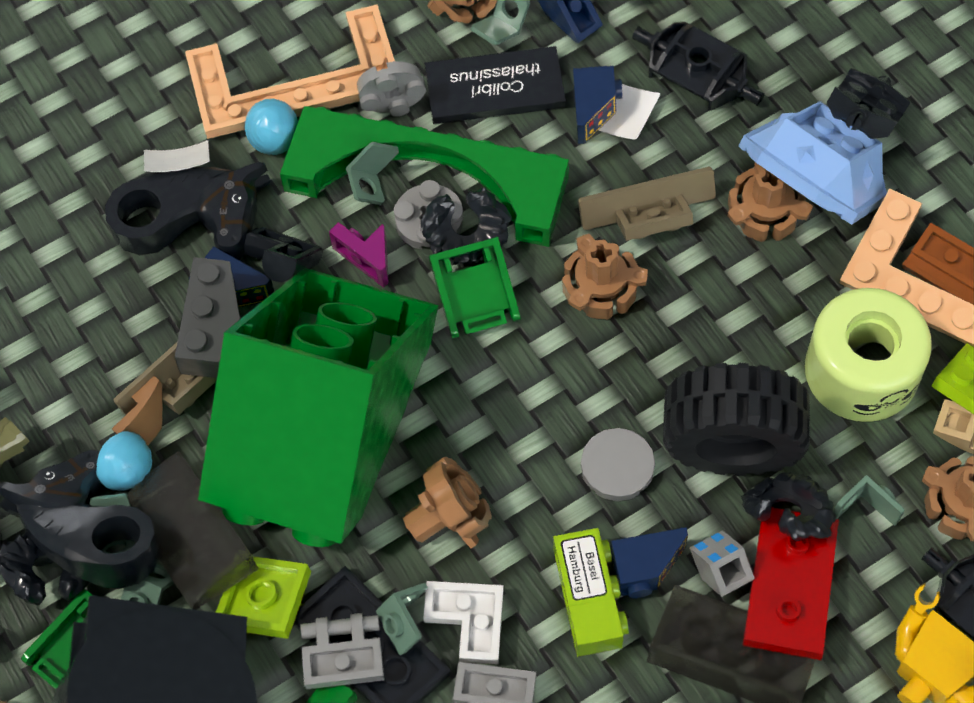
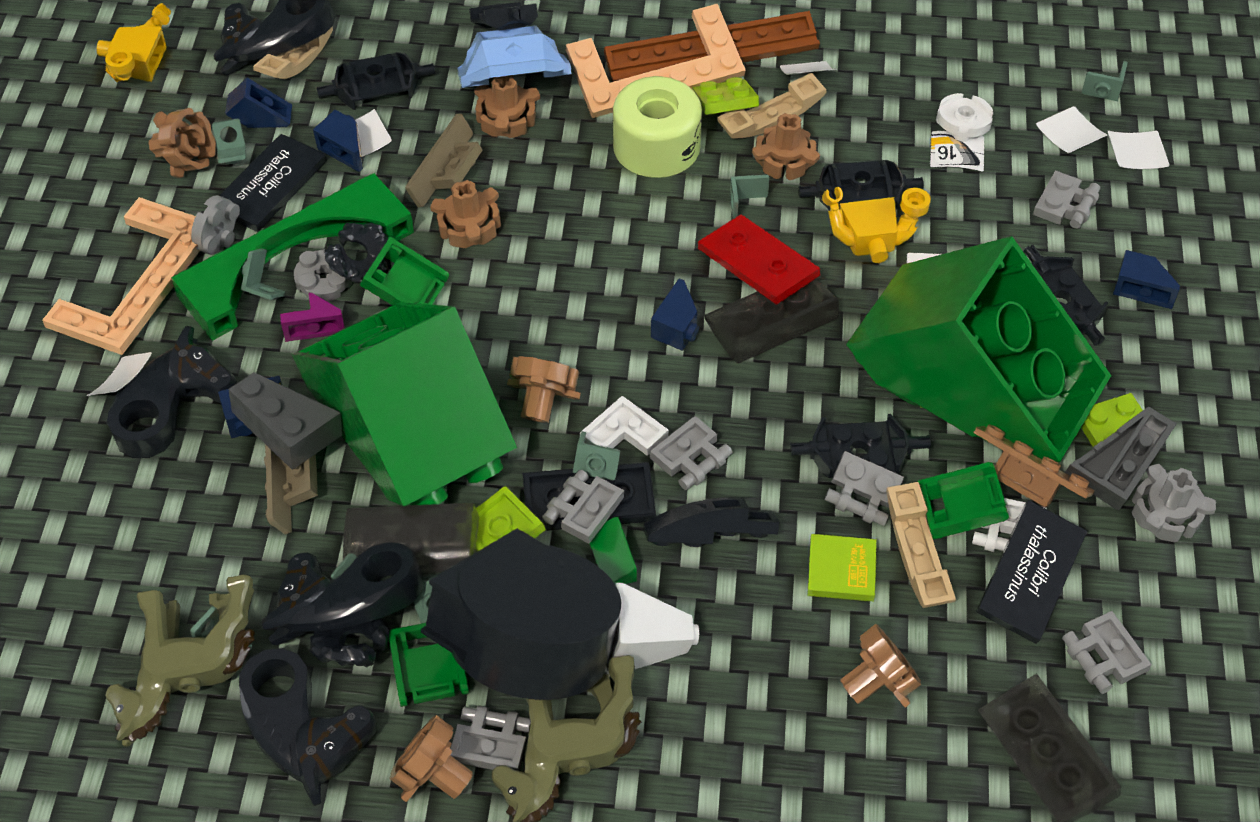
camera: 55 degrees left, 10 degrees down
(123, 461) = (323, 542): medium azure piece -> none
(146, 416) = (301, 521): medium nougat slope -> none
(271, 126) = (161, 309): medium azure piece -> none
(281, 254) = (265, 362): black brick -> none
(589, 592) = (668, 358): lime brick -> none
(617, 464) = (598, 292): light grey tile -> none
(722, 563) = (716, 279): light grey brick -> none
(736, 419) = (642, 199): black tyre -> none
(801, 490) = (696, 230): black piece -> none

